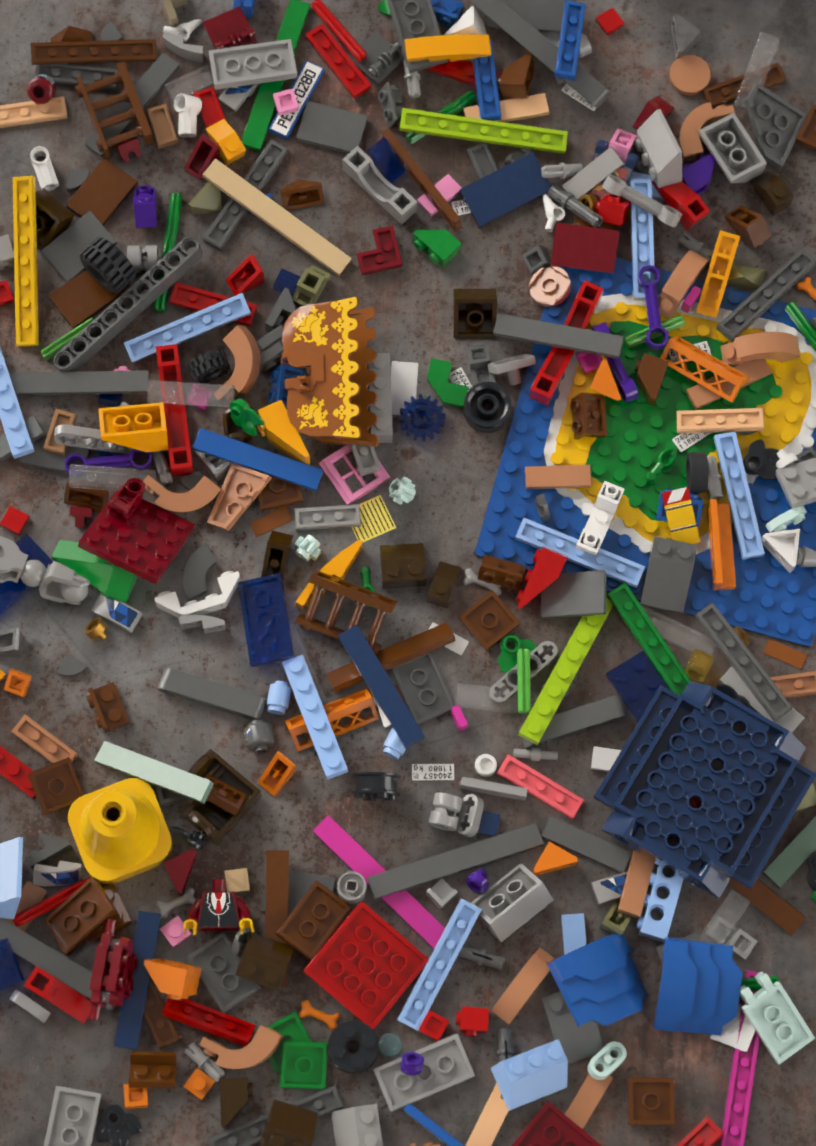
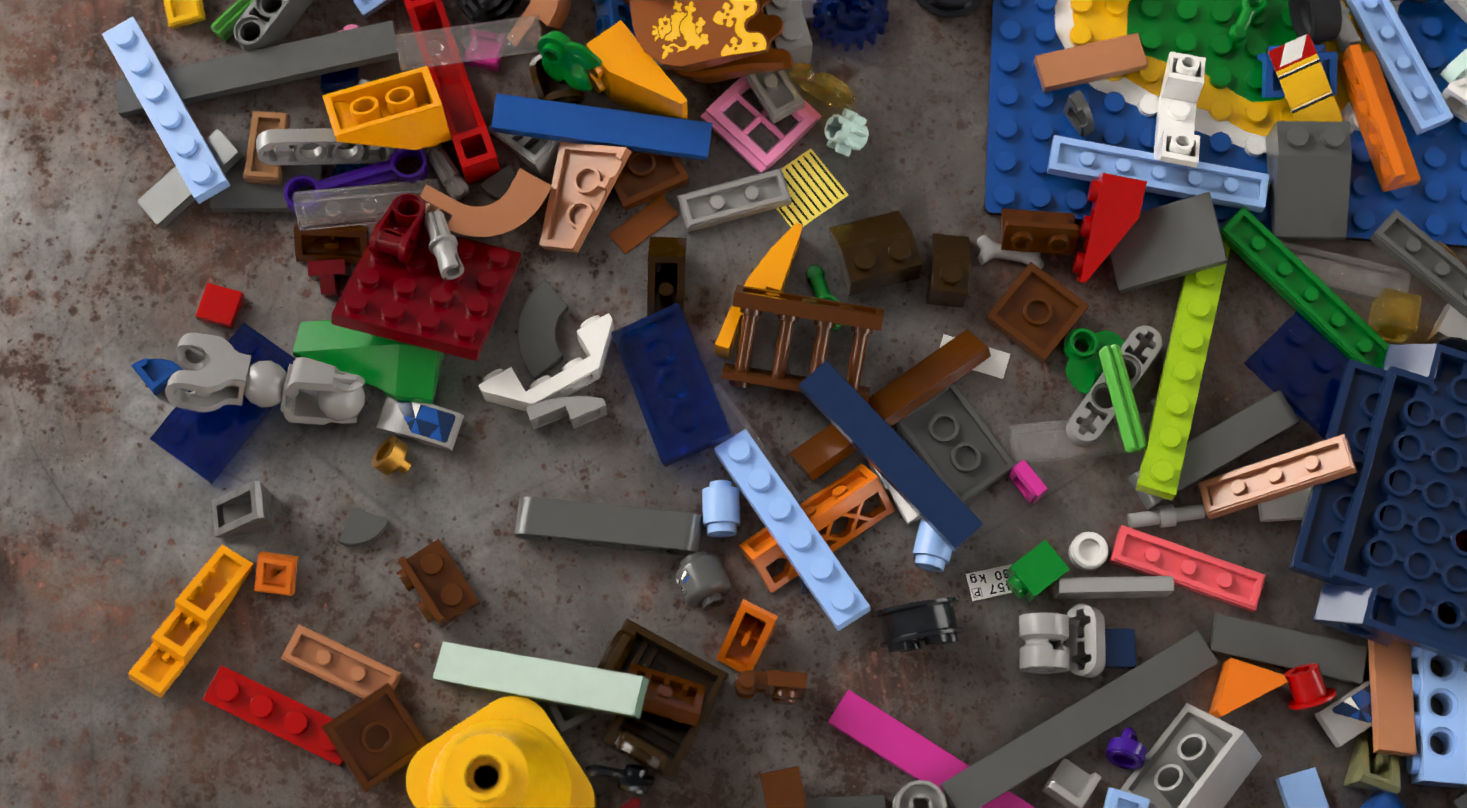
camera: 10 degrees left, 0 degrees up
(150, 512) = (443, 245): none -> light grey axle
(290, 804) = (781, 685): none -> reddish brown plate
(307, 548) = (714, 254): light aqua gear -> none
(393, 460) = (823, 86): none -> clear yellow tile
(450, 770) = (1035, 572): none -> green brick
(589, 867) = (1307, 687): none -> red piece
(601, 744) = (1277, 477): none -> tile

